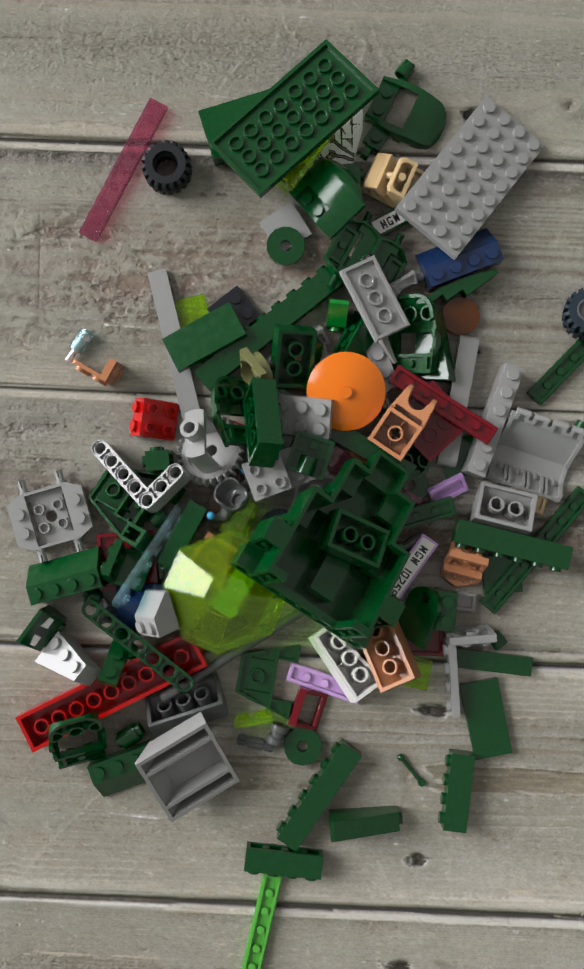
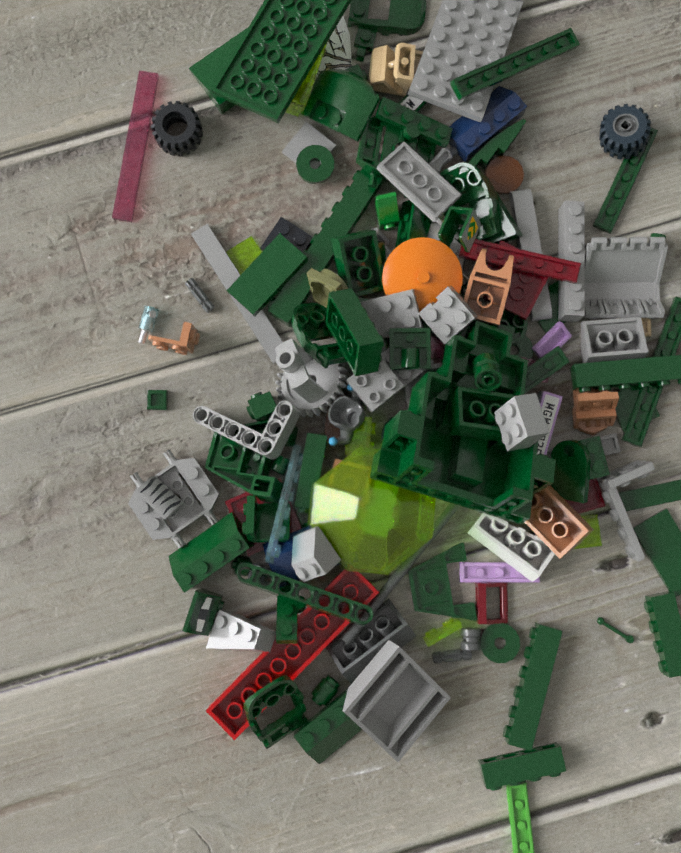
camera: 15 degrees left, 5 degrees down
(36, 511) = (159, 497): none -> light grey brick
(65, 419) = (157, 400): none -> dark green tile
(136, 334) = (200, 296): none -> dark grey axle
(154, 419) = (243, 370): red bracket -> none
(356, 435) = (448, 314): none -> light grey piece
(363, 822) = (587, 697): dark green slope -> none
(372, 502) = (487, 372): none -> dark green wheel
(385, 562) = (521, 422): none -> light grey brick
(390, 239) = (413, 123): none -> dark green hinge
(391, 349) = (453, 220): none -> dark green piece
(501, 640) = (655, 474): dark green hose -> none
(505, 214) = (514, 64): none -> dark green plate

